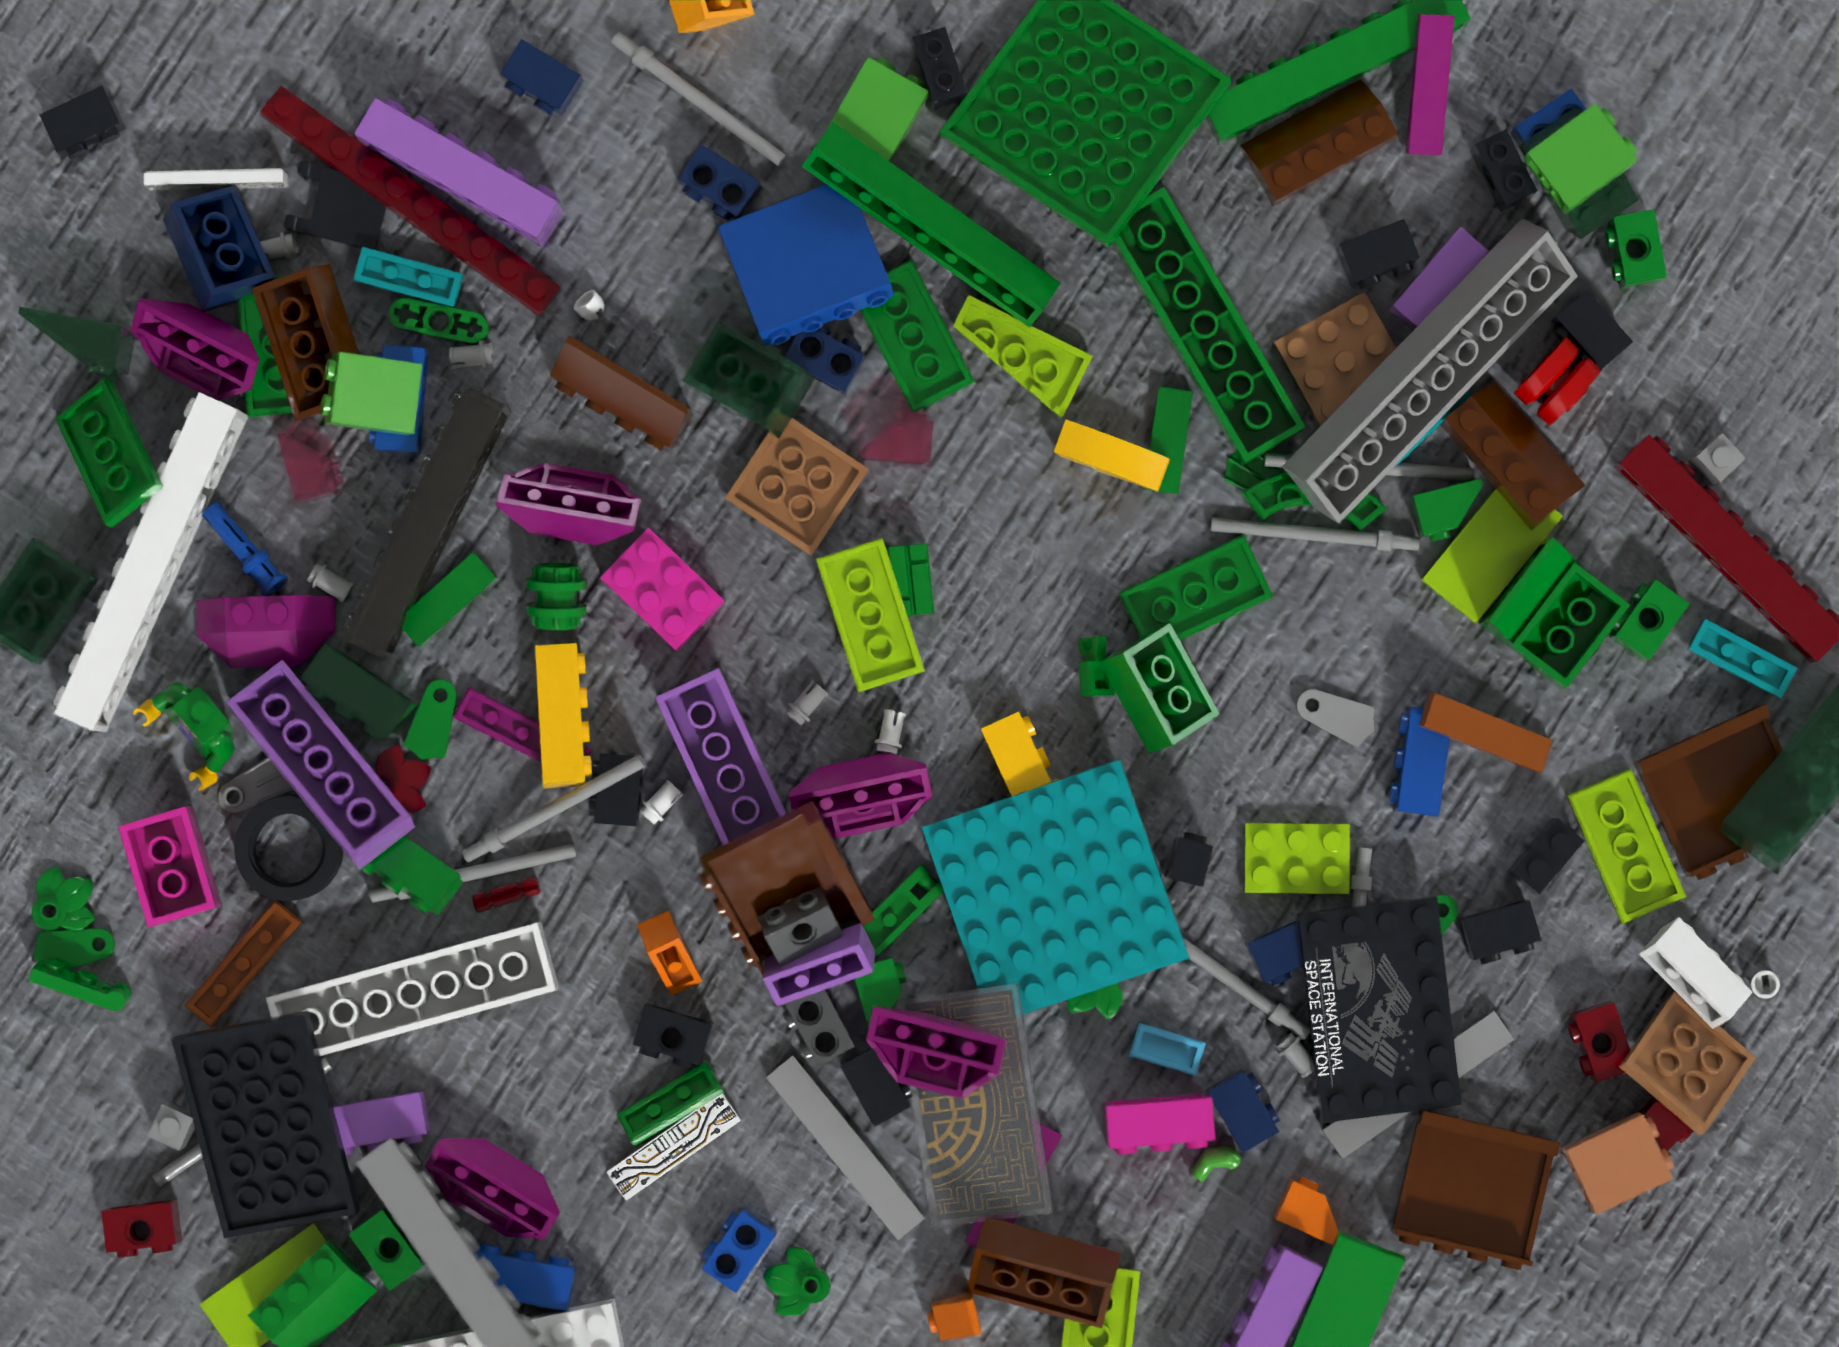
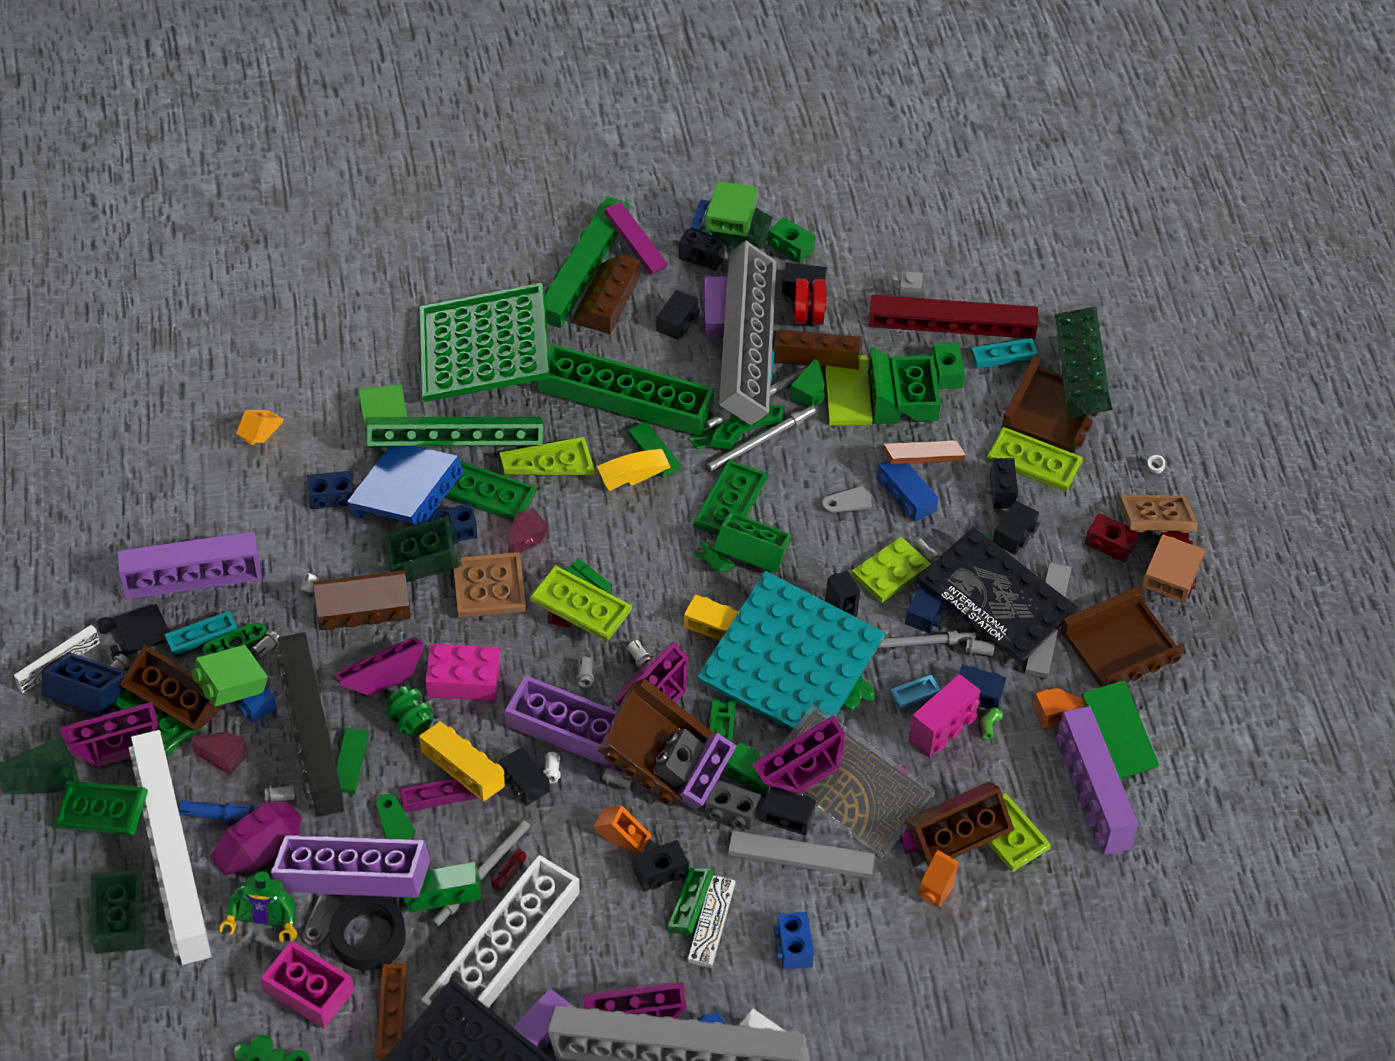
camera: 45 degrees left, 35 degrees down
(358, 693) = (343, 817): clear green brick -> none
(410, 201) = (172, 602): dark red plate -> none
(497, 839) = (479, 846): light grey bar -> none
(541, 78) = (197, 506): dark blue brick -> none
(644, 58) = (244, 468): light grey bar -> none
(792, 1281) = (838, 937): green plate -> none
(939, 68) = (394, 372): black brick -> none
(1335, 354) = (699, 362): medium nougat plate -> none
(1696, 972) = (1121, 479): white brick -> none

